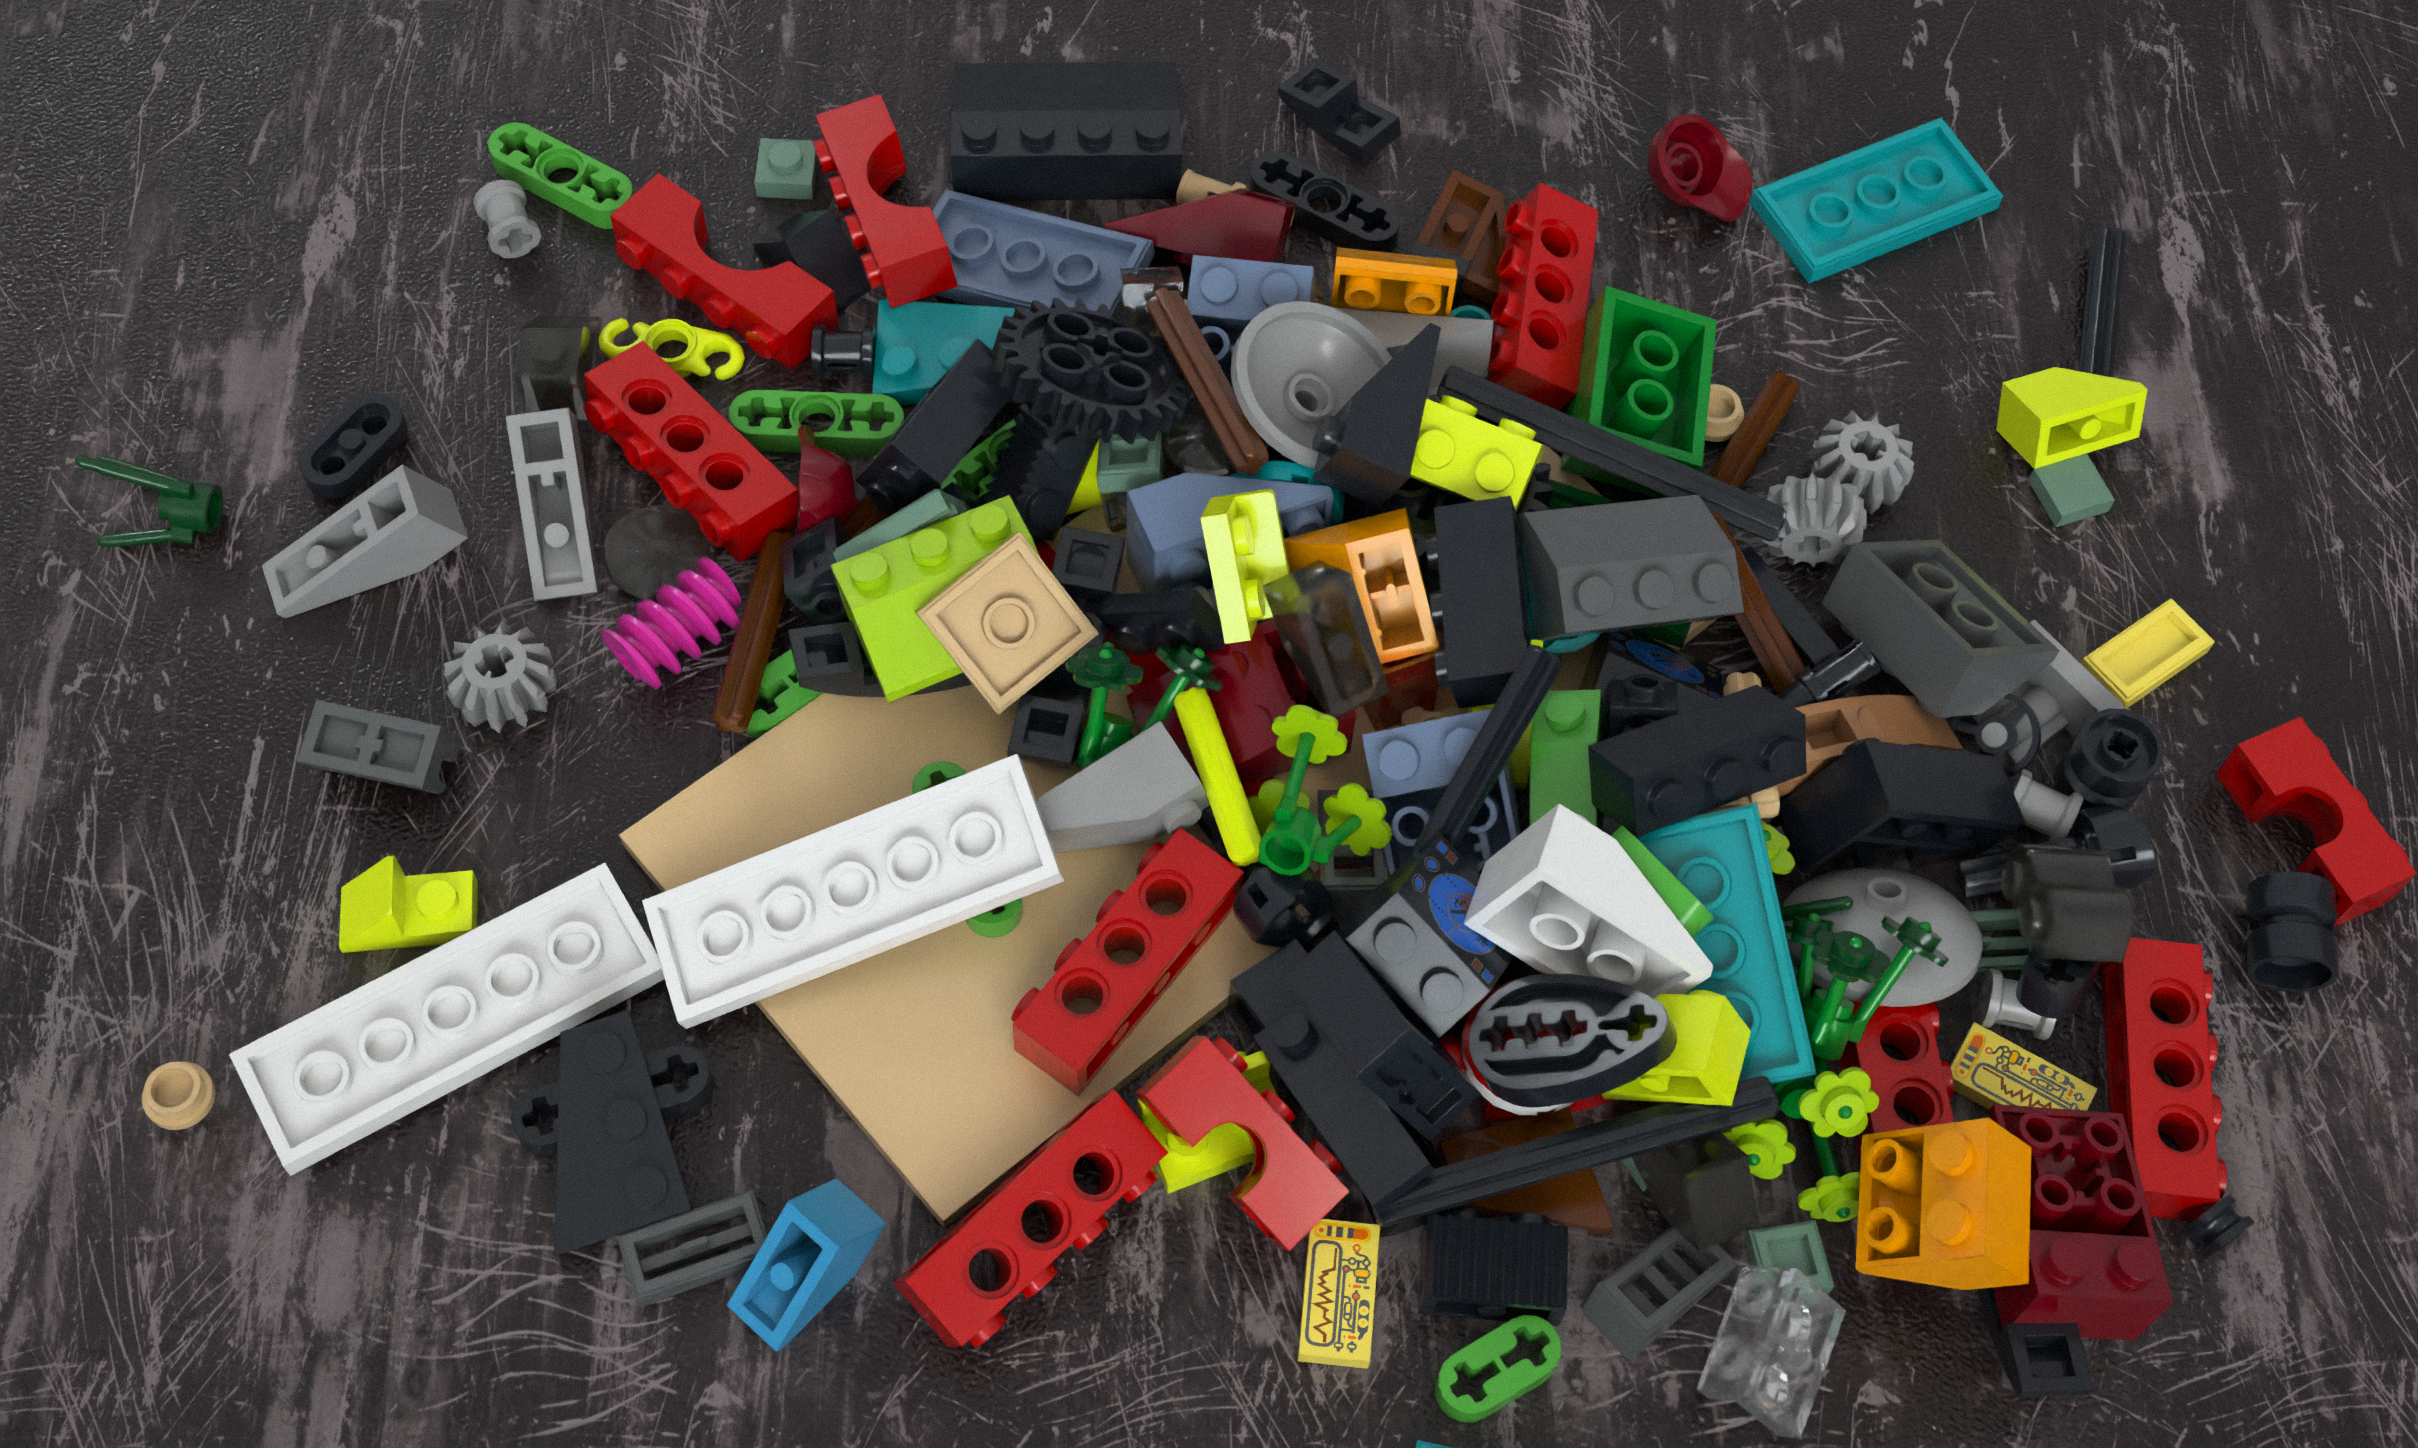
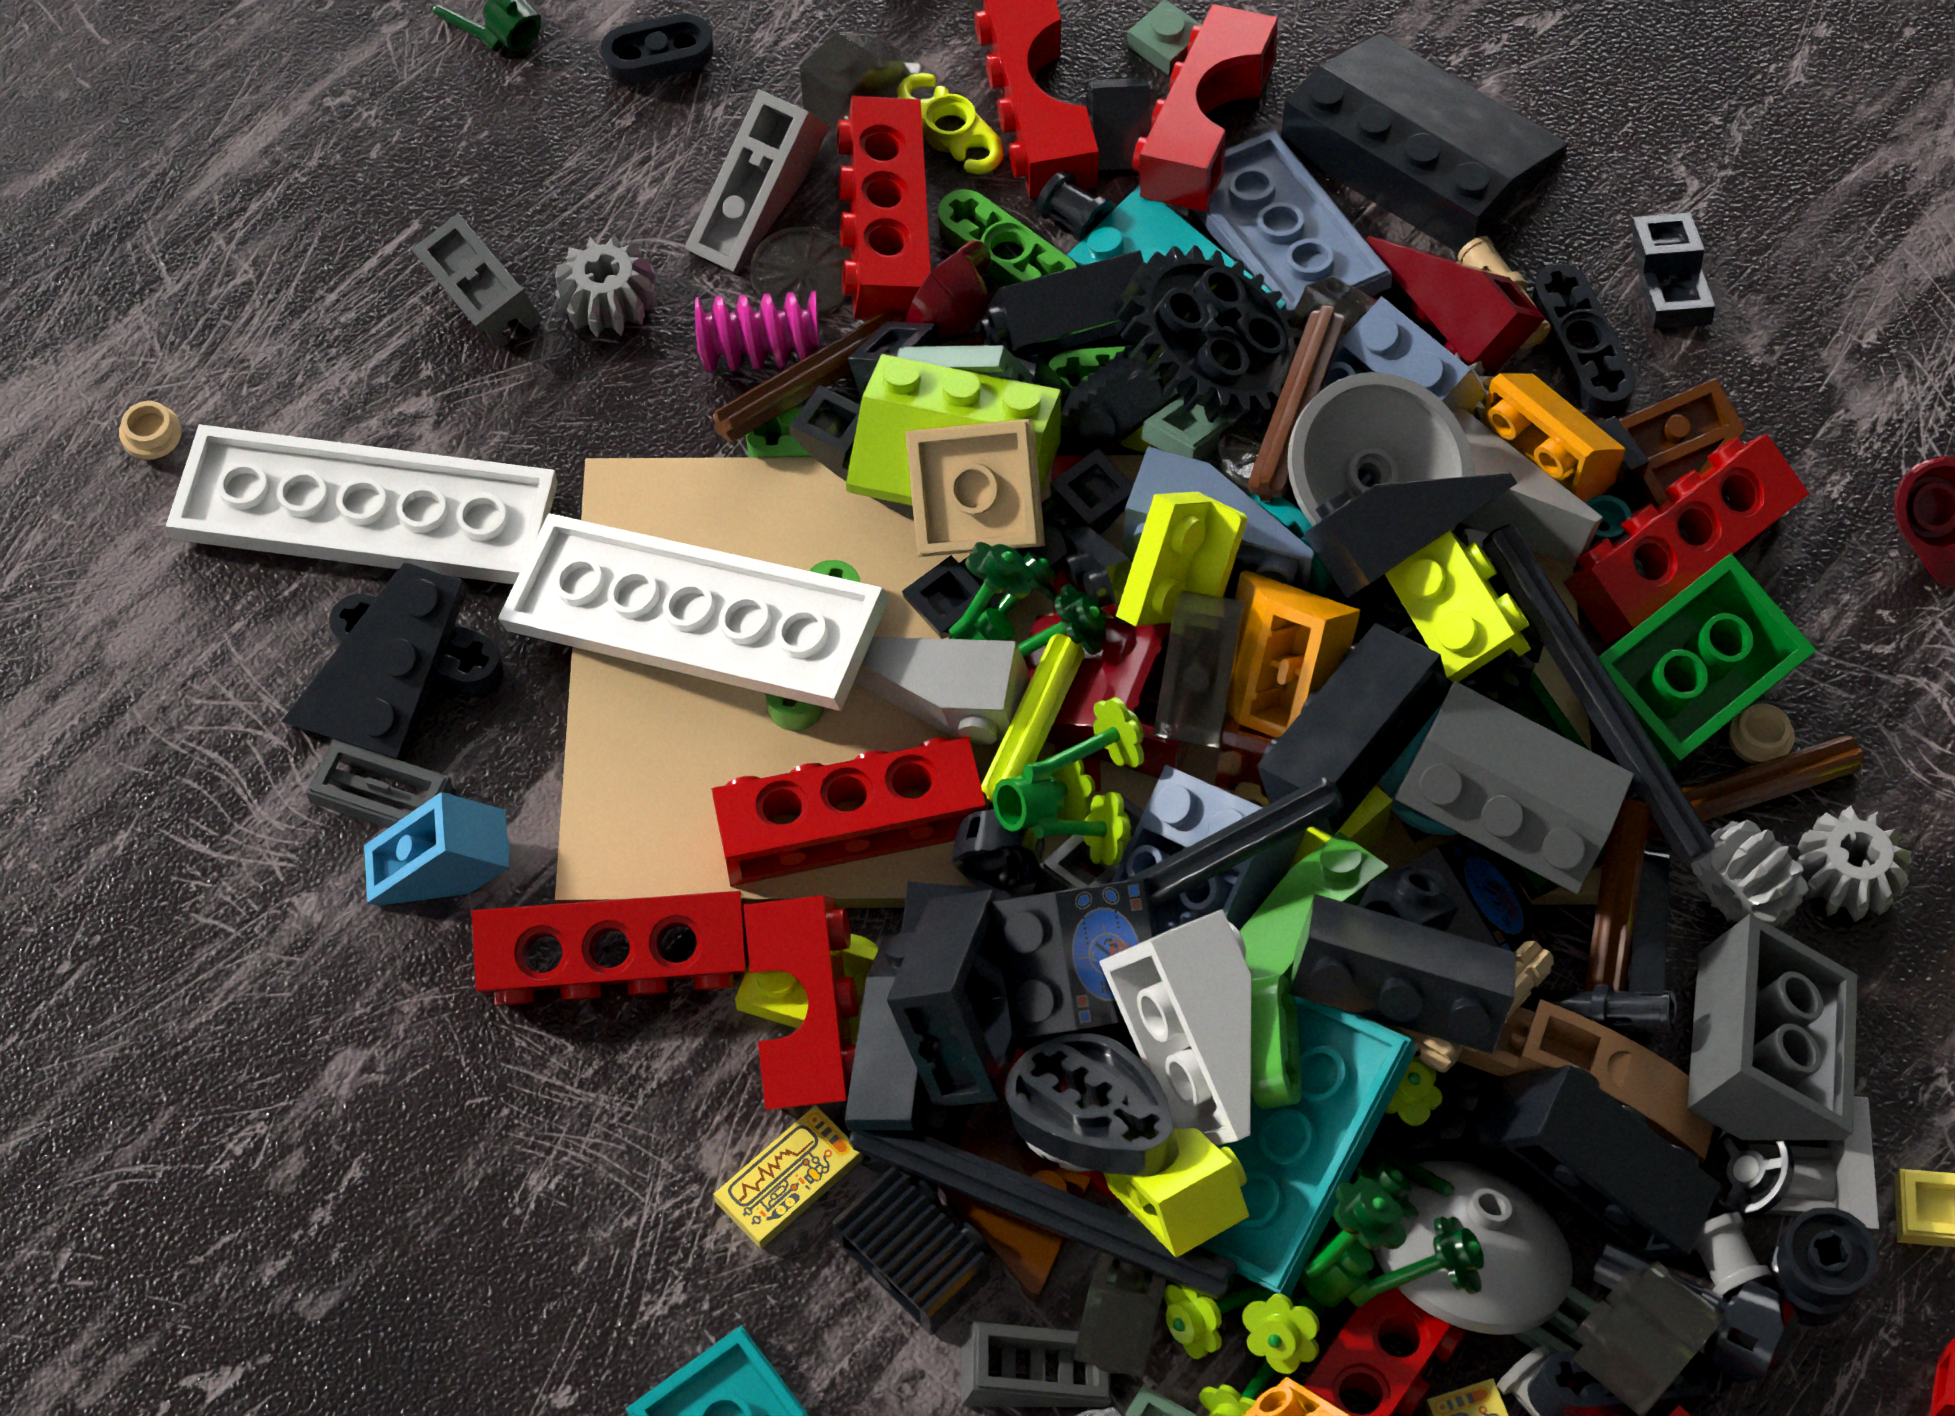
camera: 45 degrees right, 0 degrees up
(370, 541) = (605, 126): light grey slope -> none
(403, 911) = (402, 410): neon yellow slope -> none
(1489, 1354) = (855, 1310): bright green beam -> none

